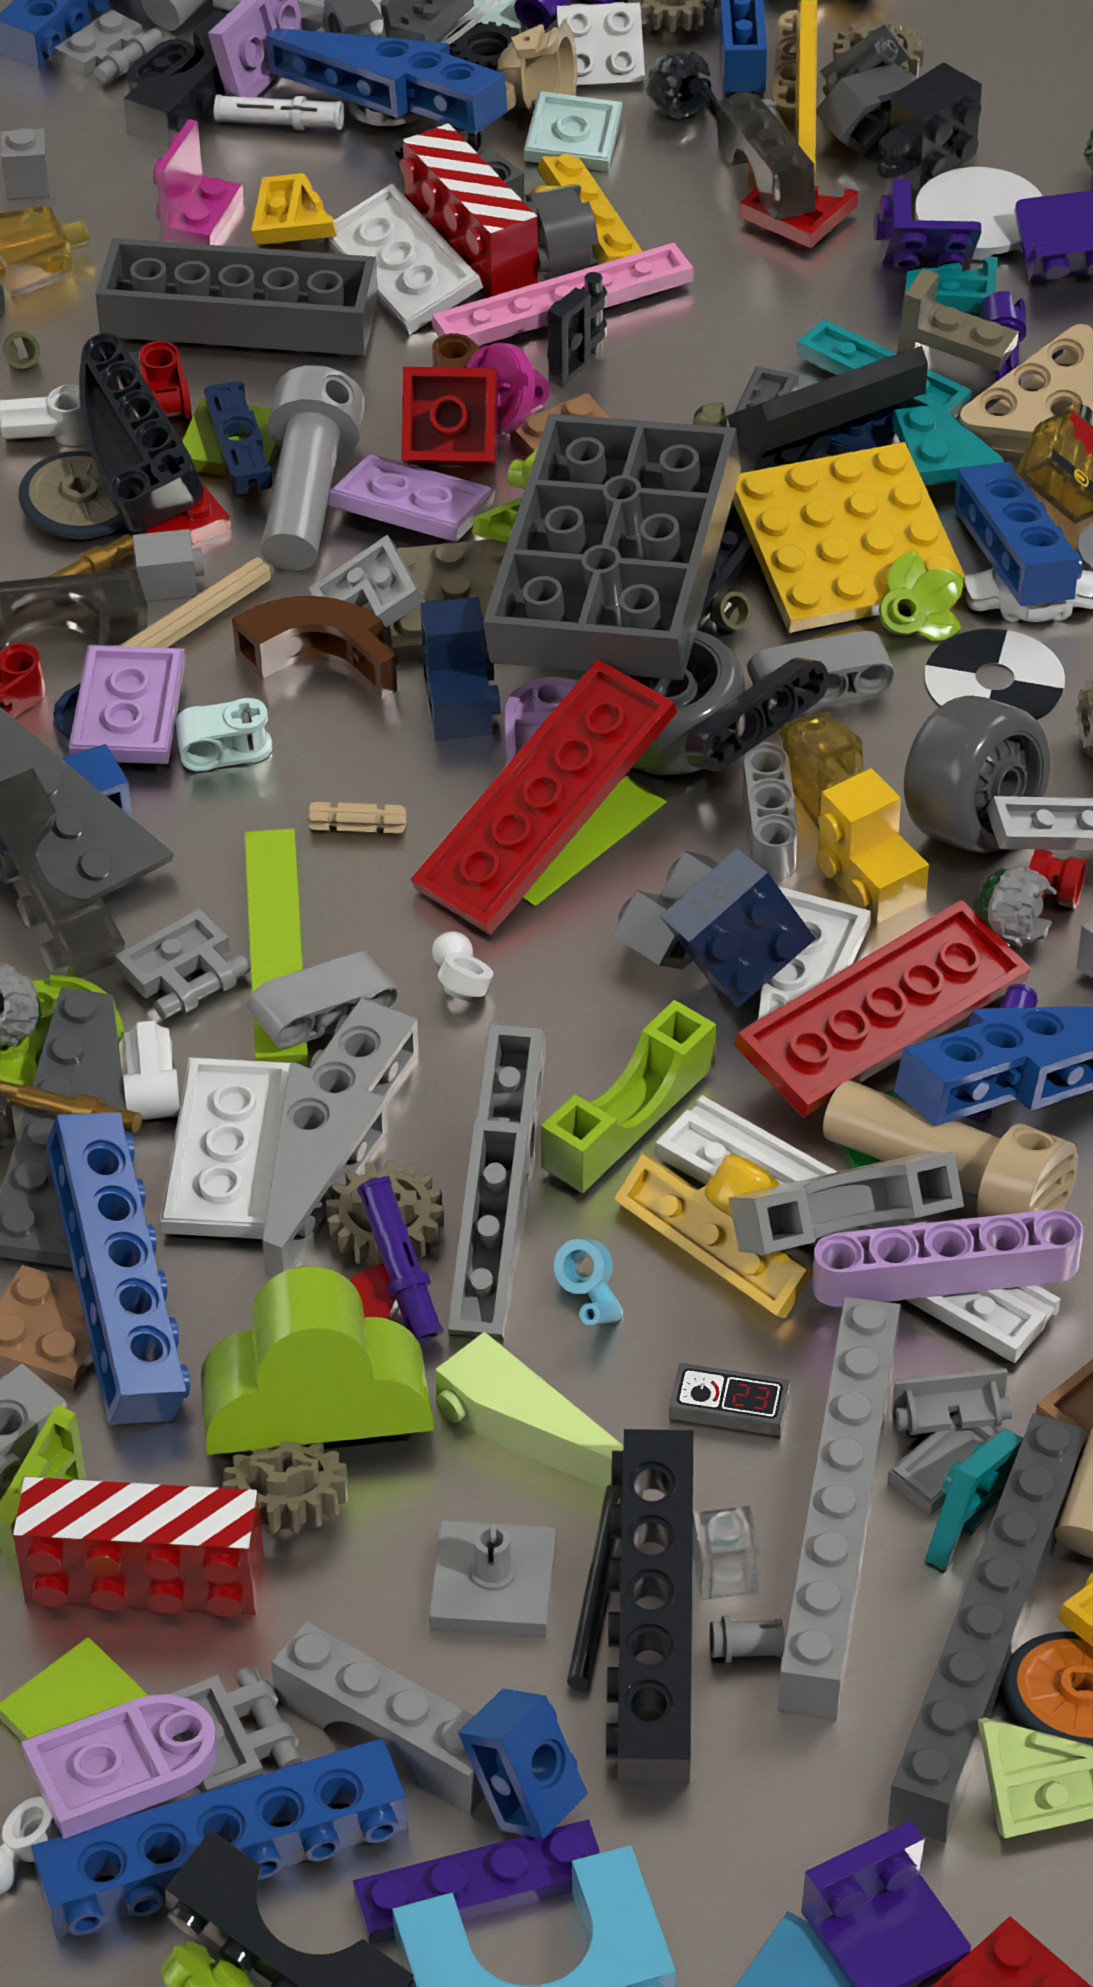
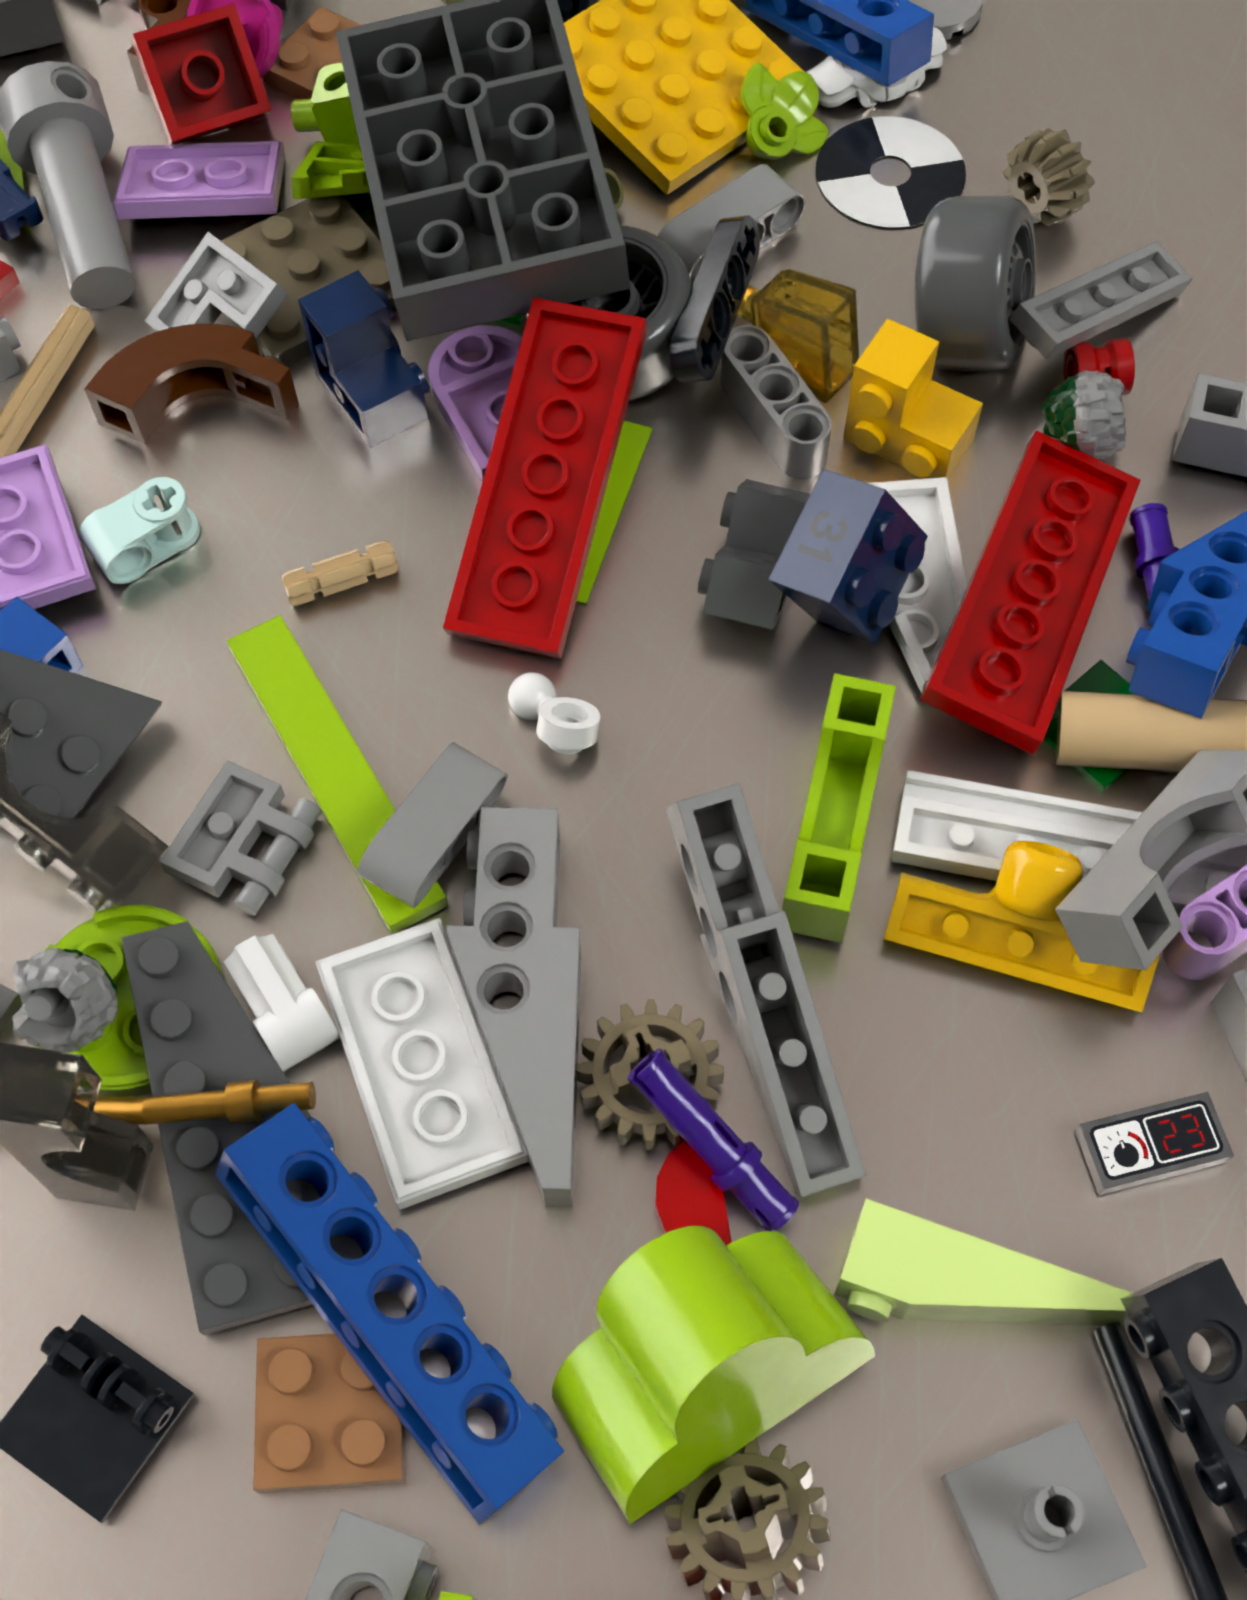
camera: 25 degrees left, 15 degrees up
(572, 1278) = (923, 1060): medium azure plate -> none

